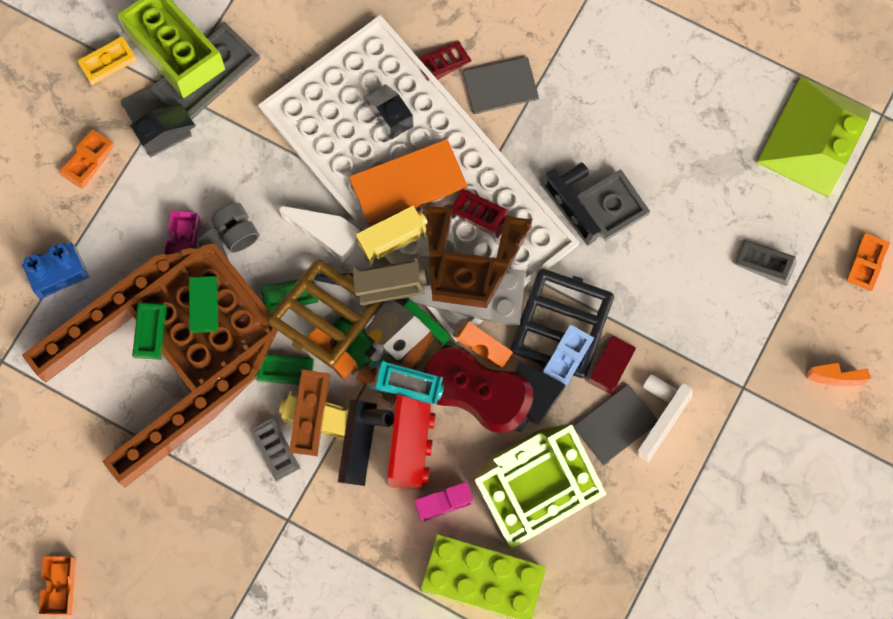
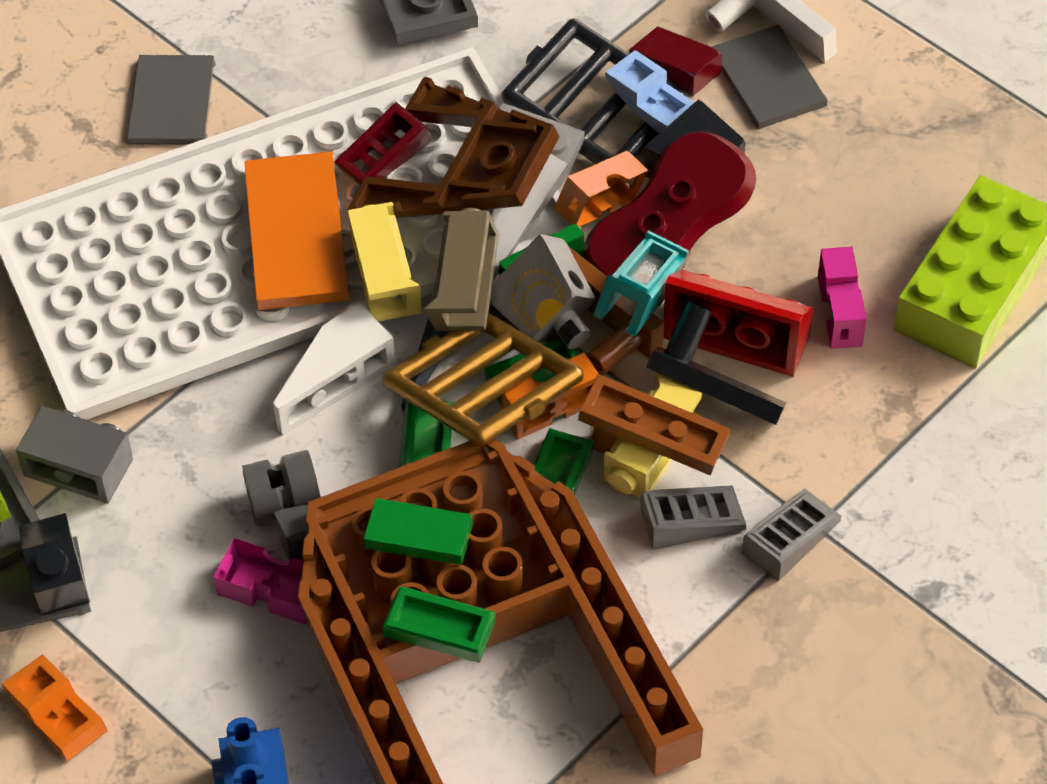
camera: 75 degrees left, 20 degrees down
(236, 116) = (75, 453): none -> dark grey brick
(255, 494) = (777, 561): none -> slope
(390, 110) = (162, 222): black slope -> none
(441, 72) = (113, 156): dark red slope -> none
(538, 482) = (835, 169): lime slope -> none
(558, 189) = (404, 47): black piece -> none

